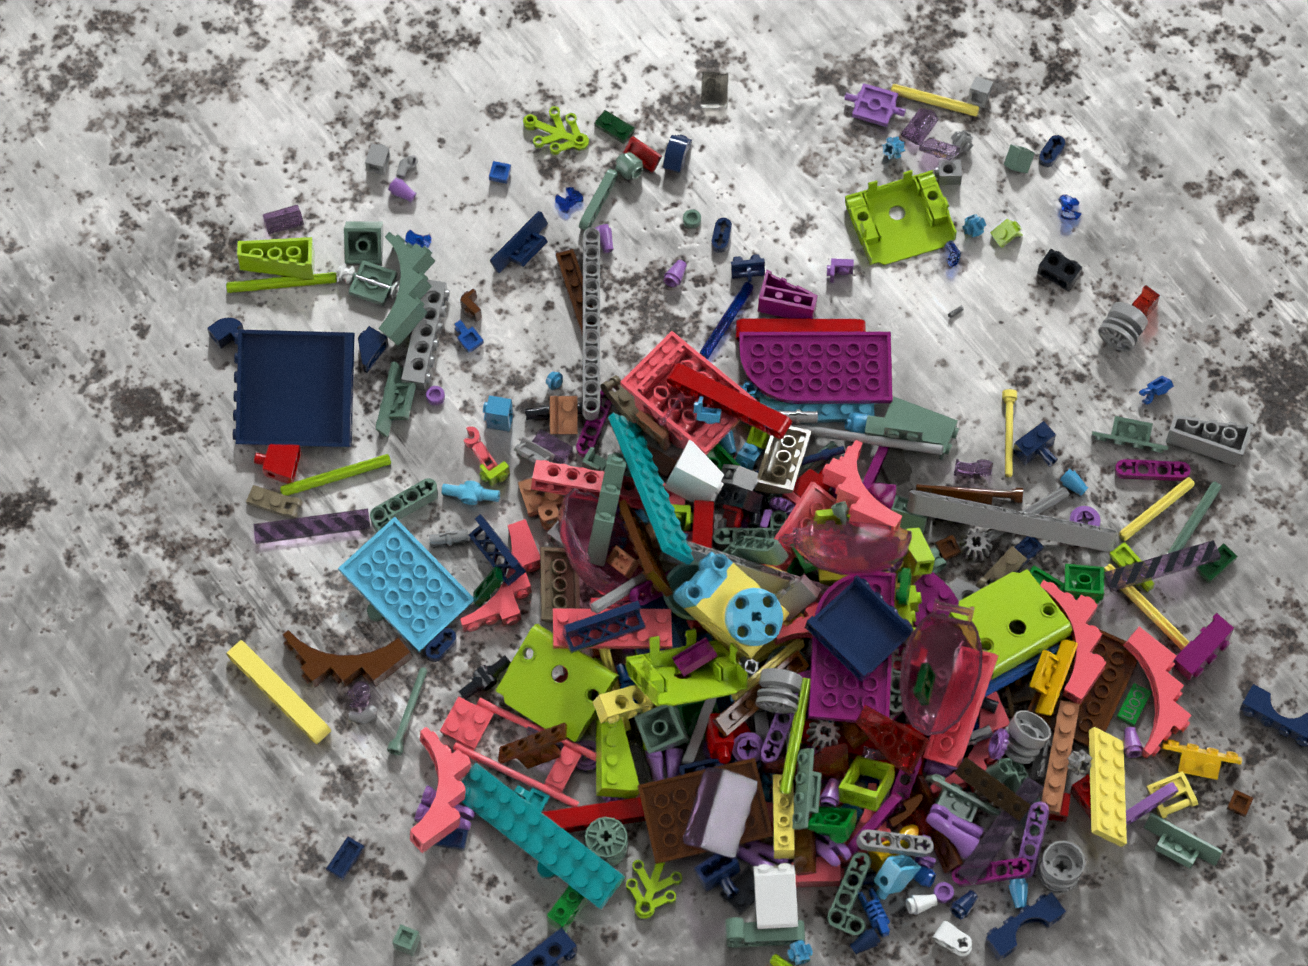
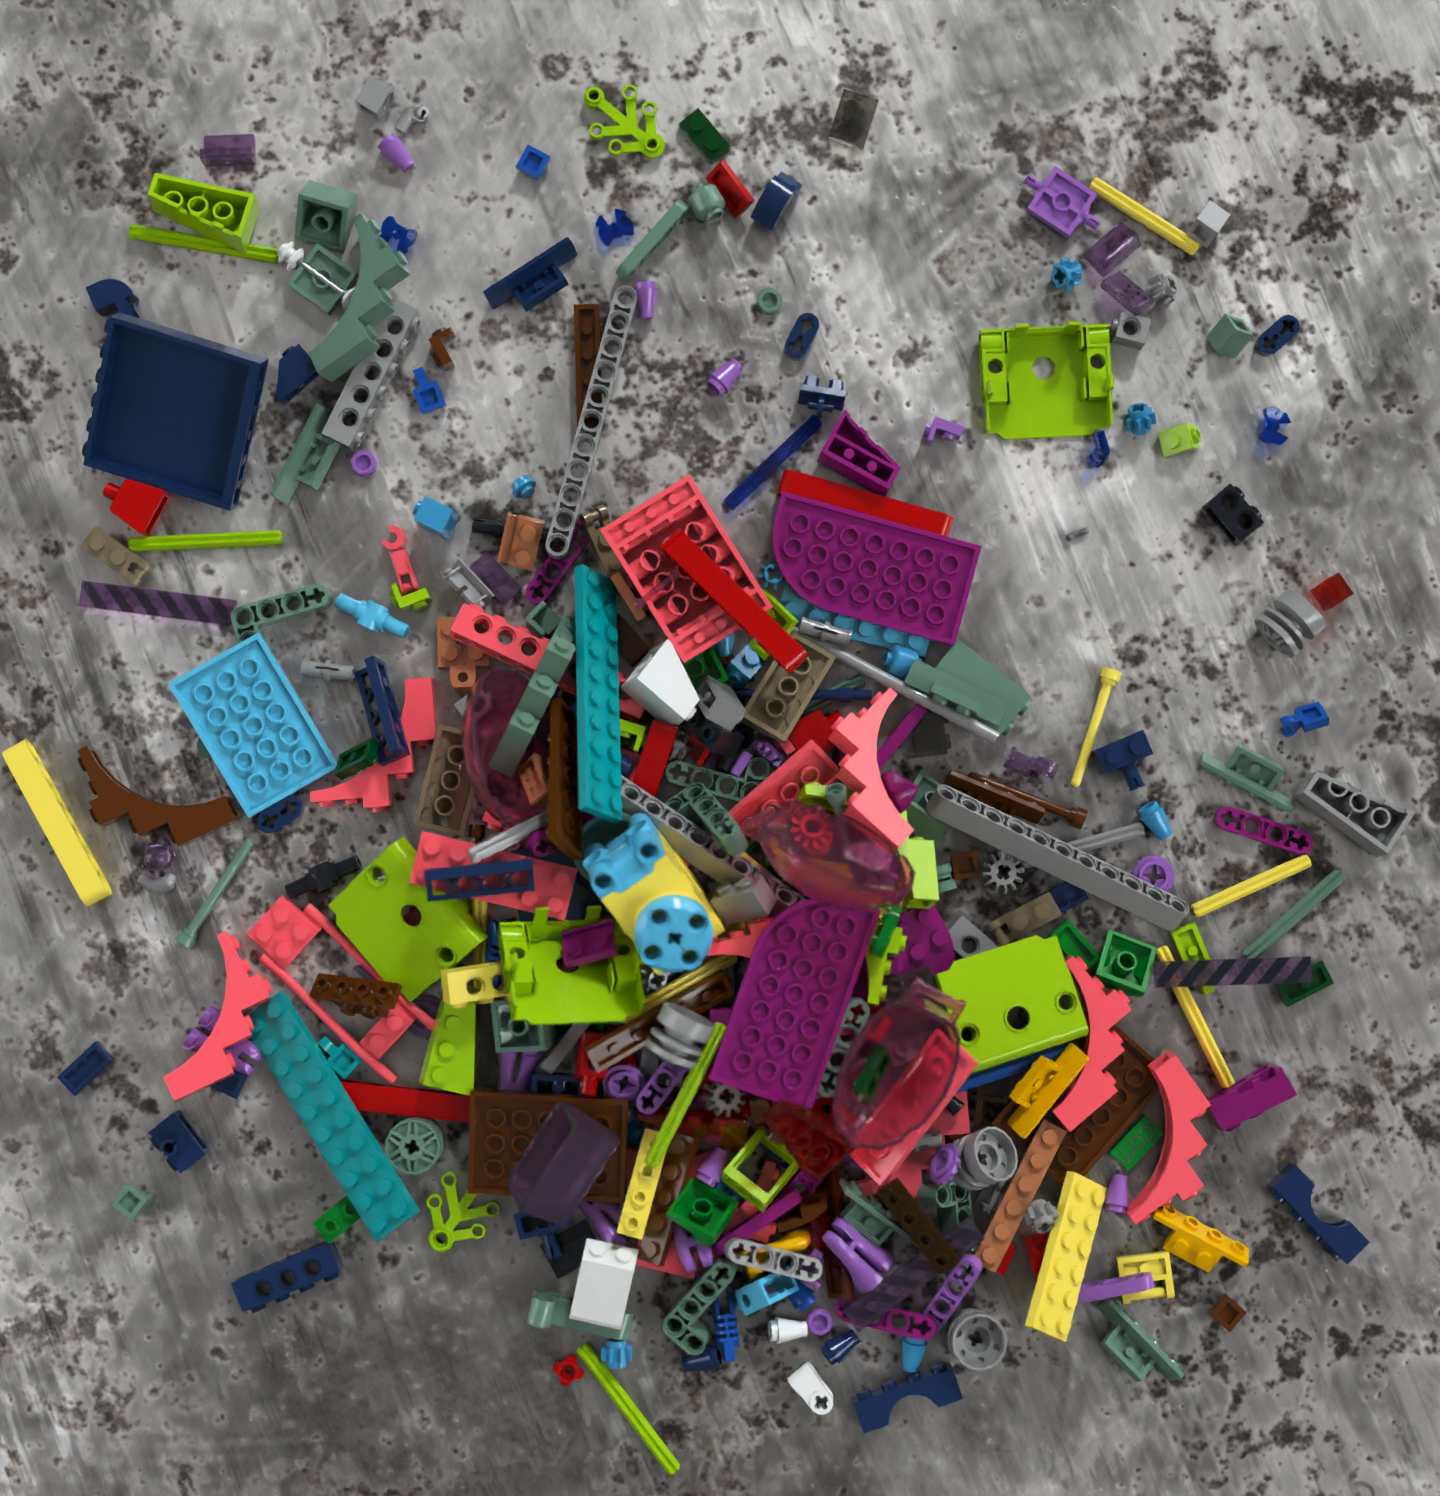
camera: 10 degrees right, 20 degrees up
(429, 890) = (178, 1142): none -> dark blue brick
(706, 414) = (700, 612): dark azure bracket -> none
(807, 789) = (679, 1169): sand green bracket -> none
(860, 628) = (809, 979): dark blue panel -> none

